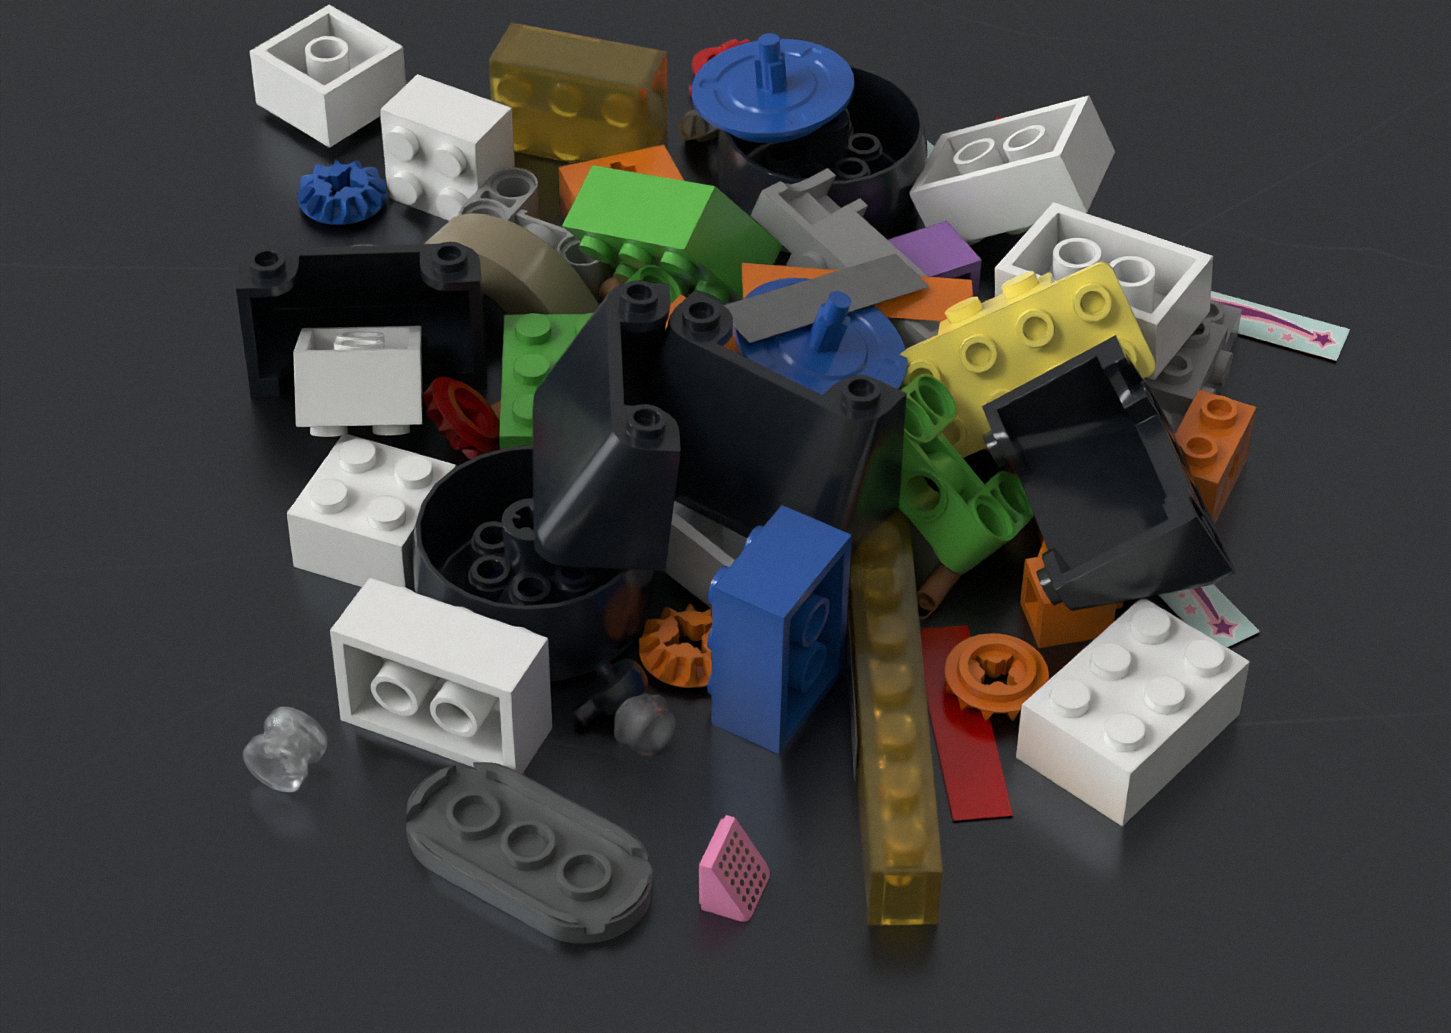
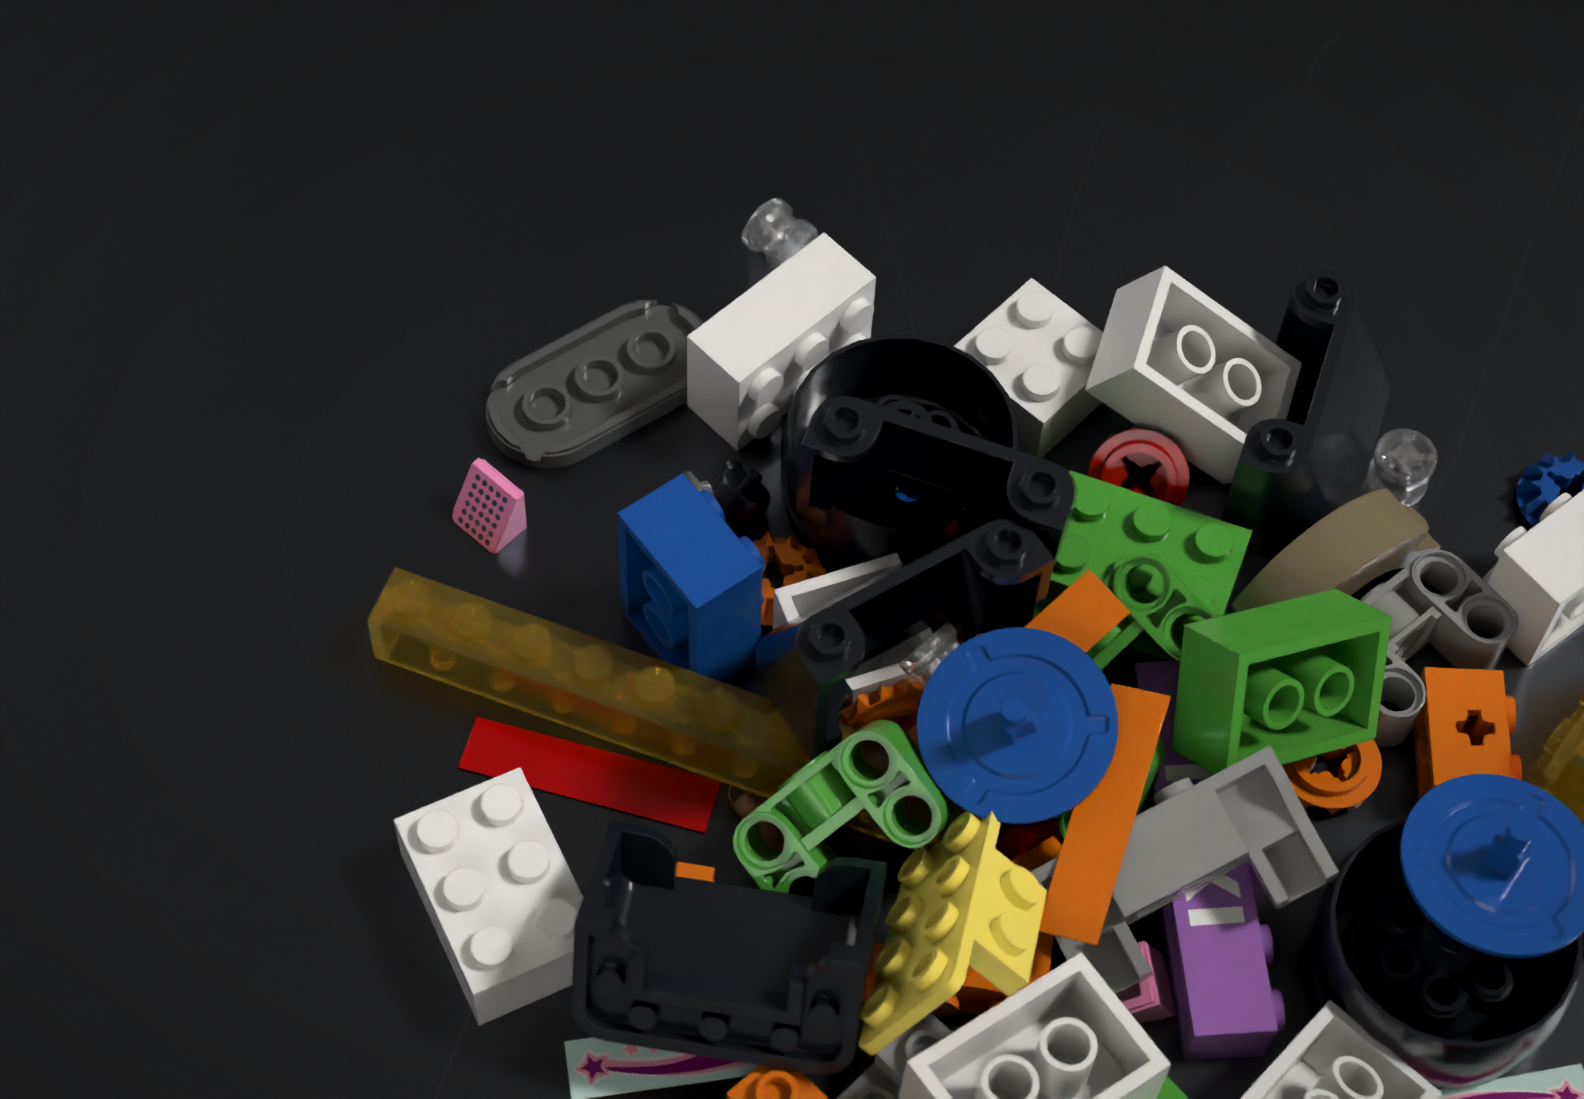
camera: 110 degrees right, 15 degrees up
(799, 303) = (1080, 750): flat silver sticker -> none
(993, 656) = (626, 787): orange gear -> none

